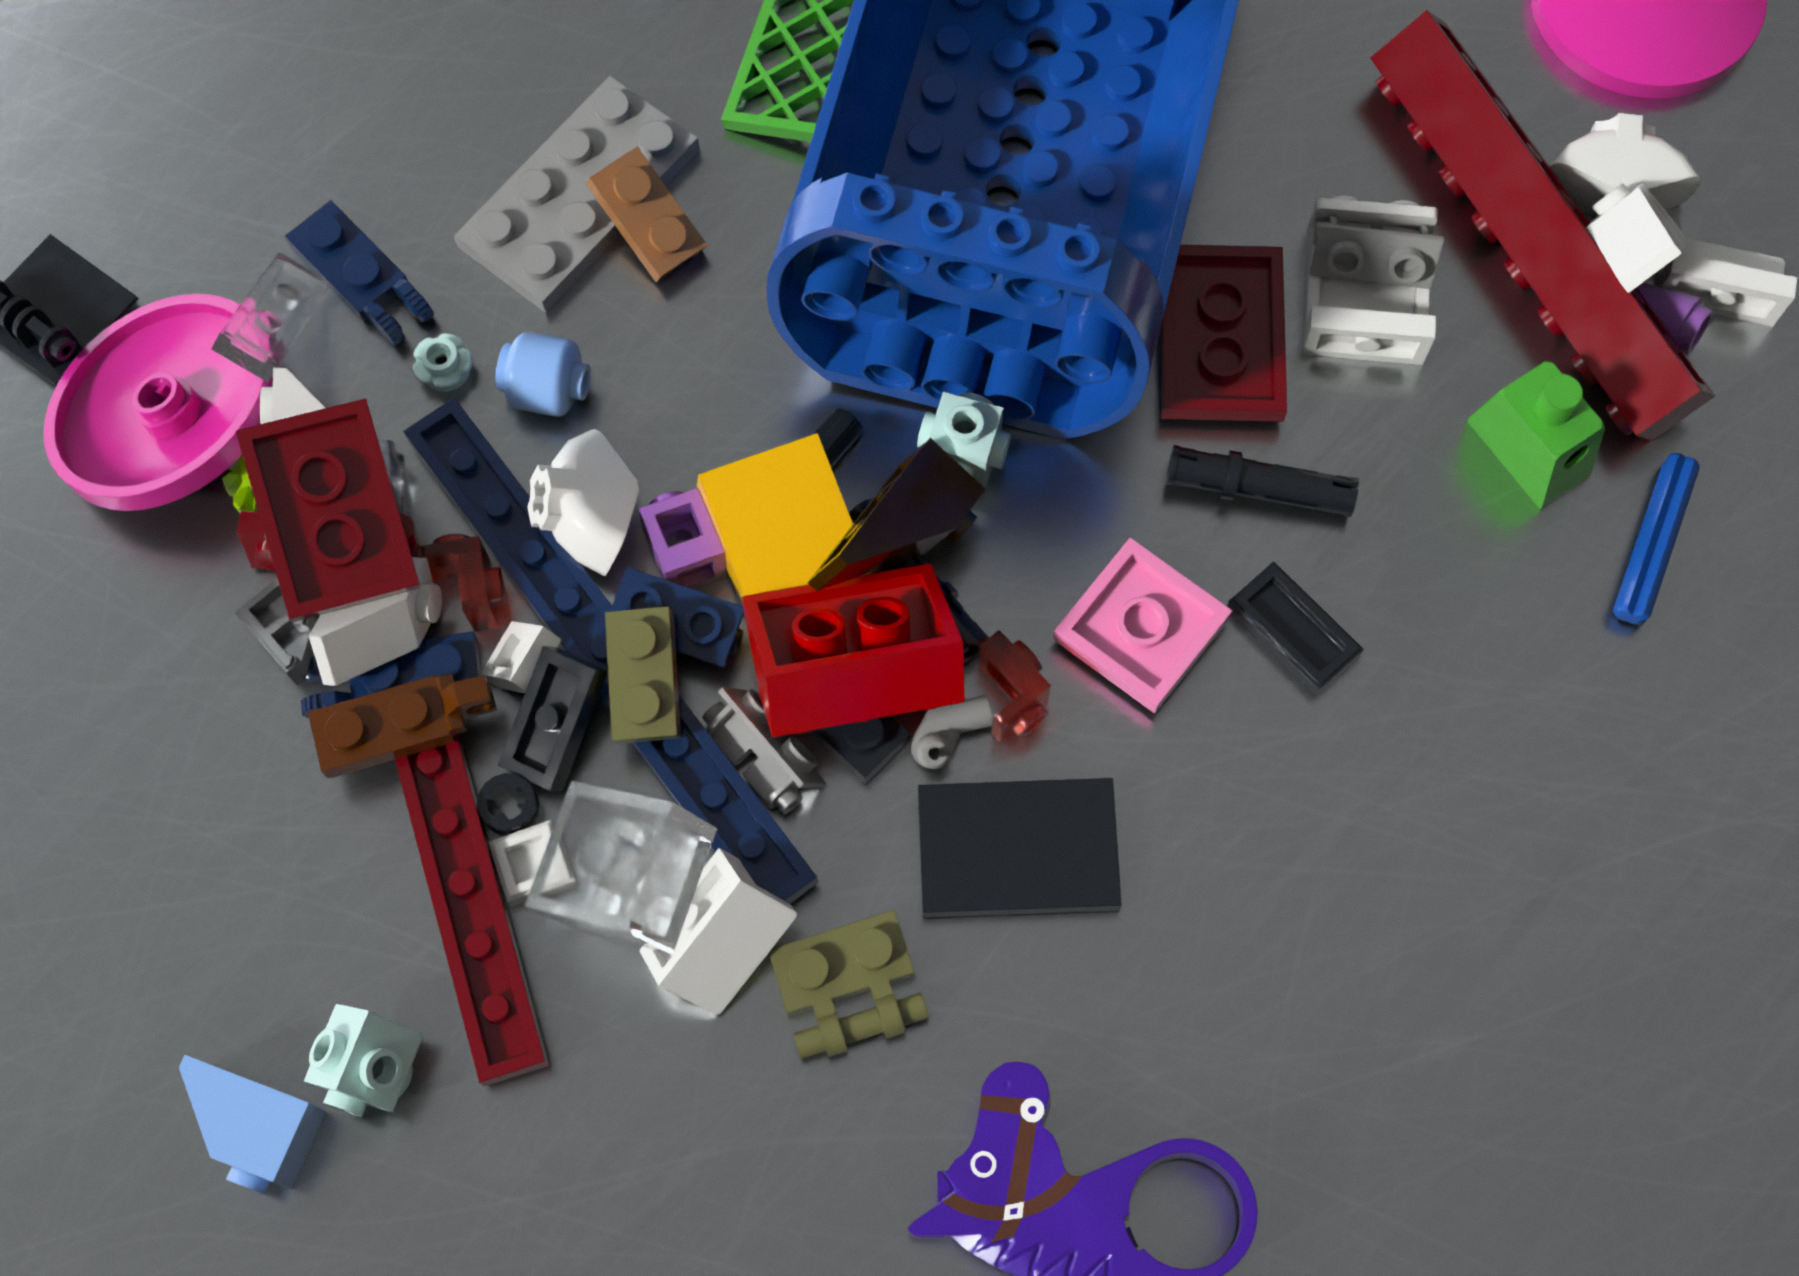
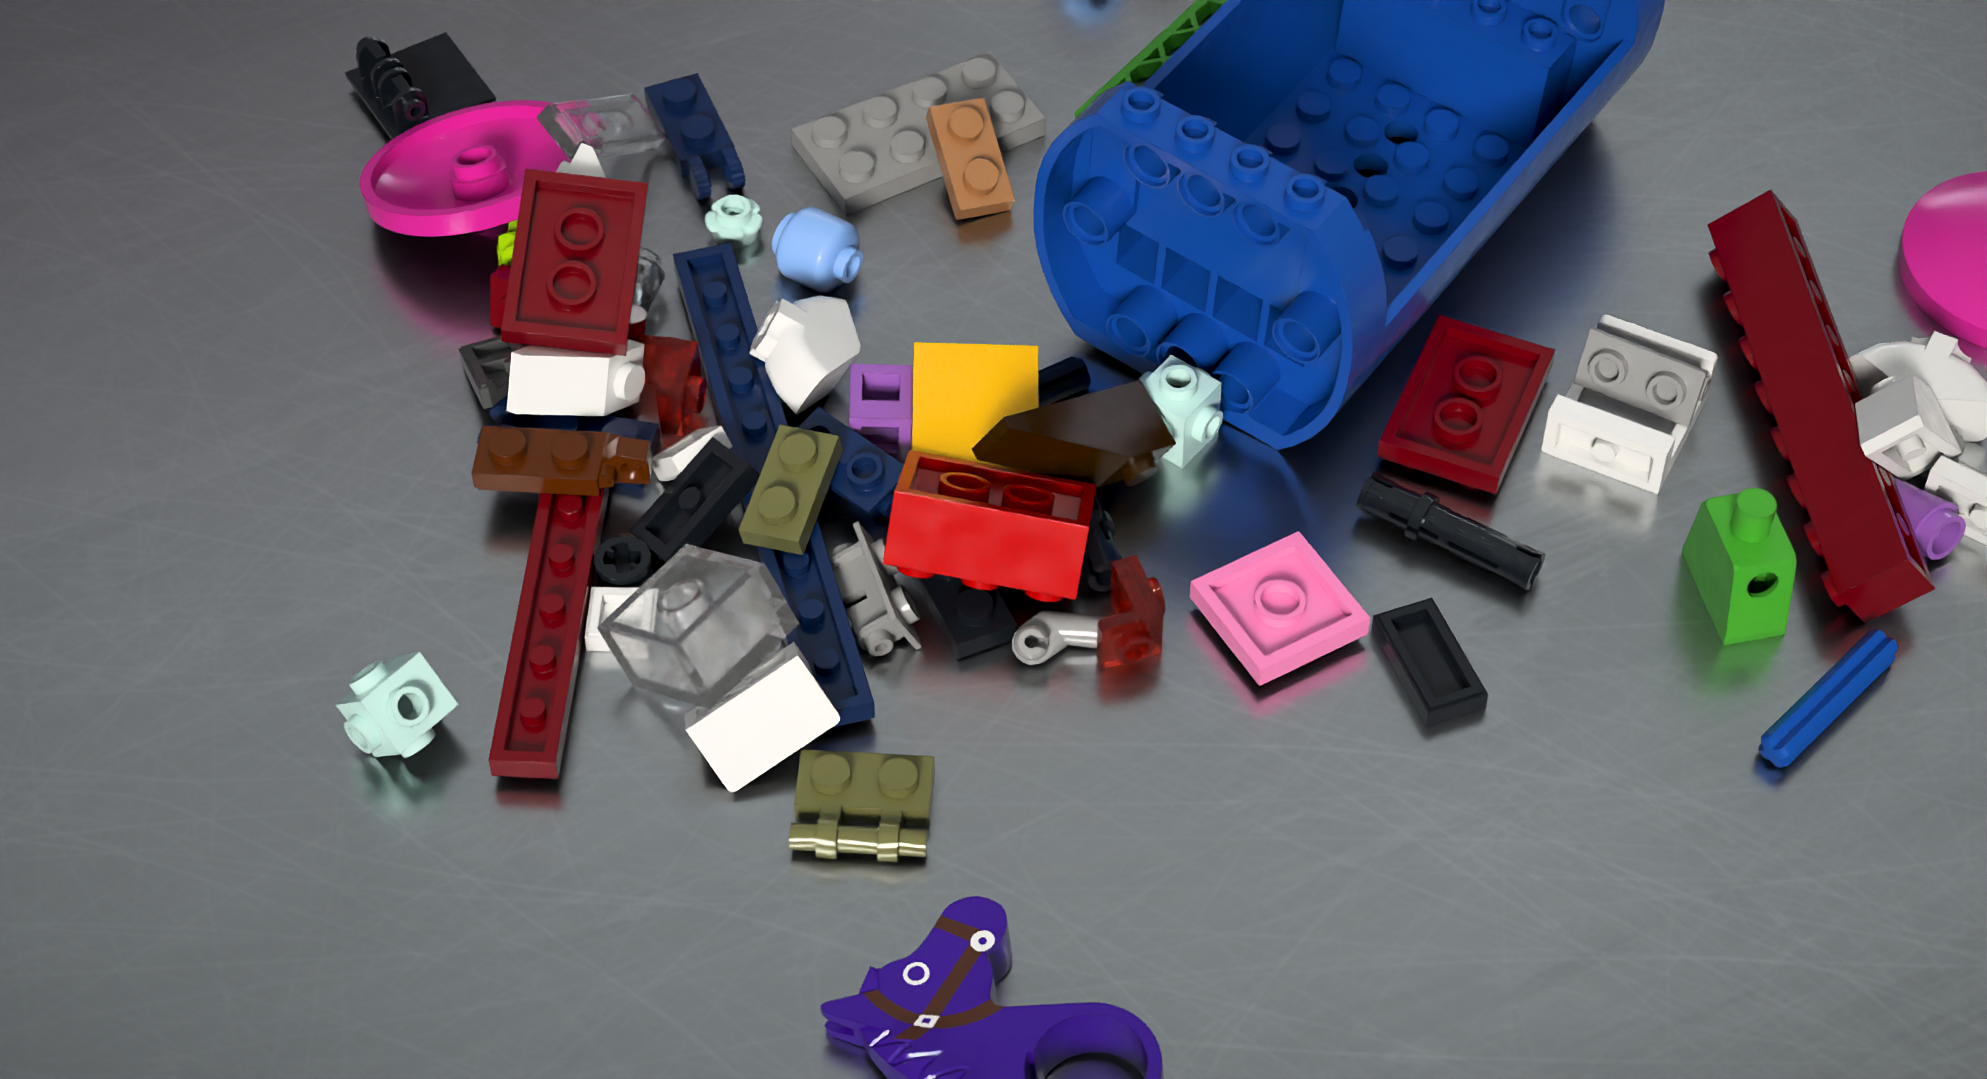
camera: 20 degrees right, 20 degrees down
(250, 1125) = (276, 728): light blue slope -> none
(1018, 847) = (1077, 750): black tile -> none

